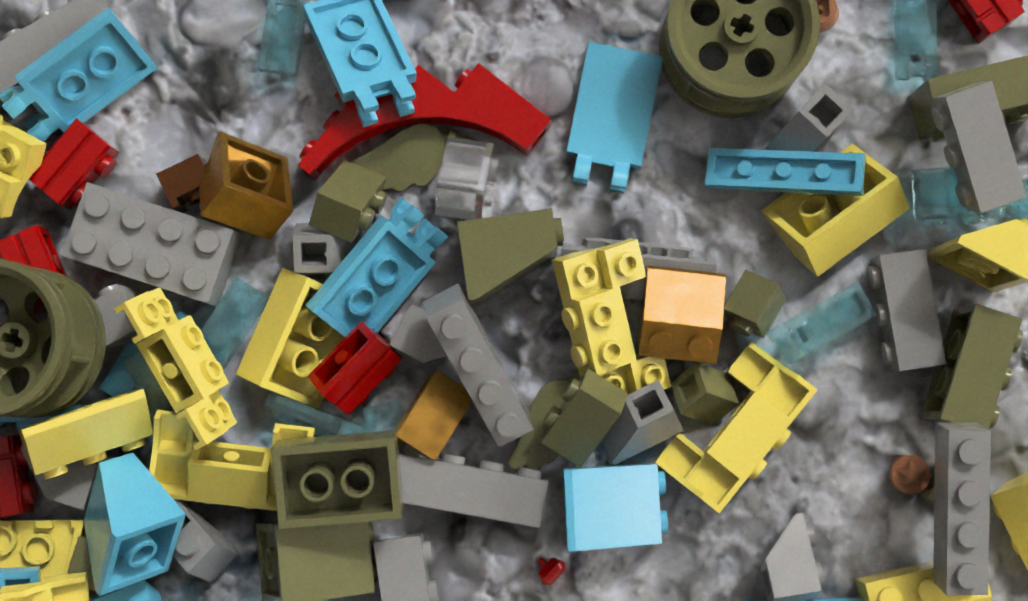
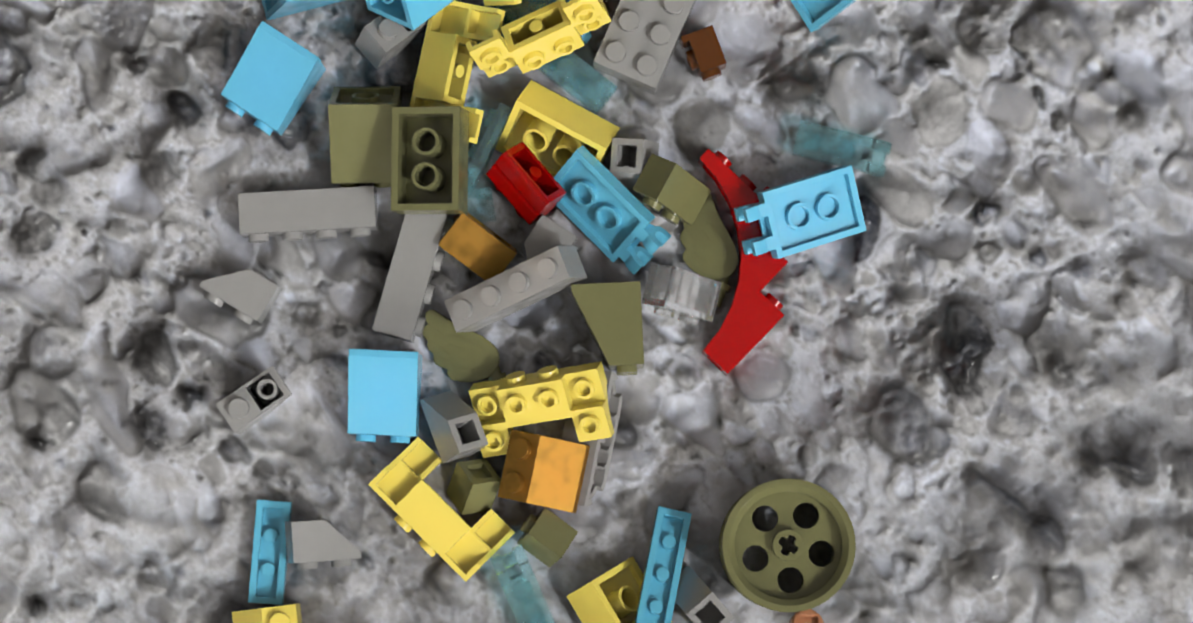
camera: 90 degrees right, 0 degrees up
(246, 187) = (693, 102): pearl gold slope -> none
(550, 570) = (334, 337): red rock -> none
(584, 417) = (462, 376): olive brick -> none
(613, 112) = (733, 432): medium azure tile -> none

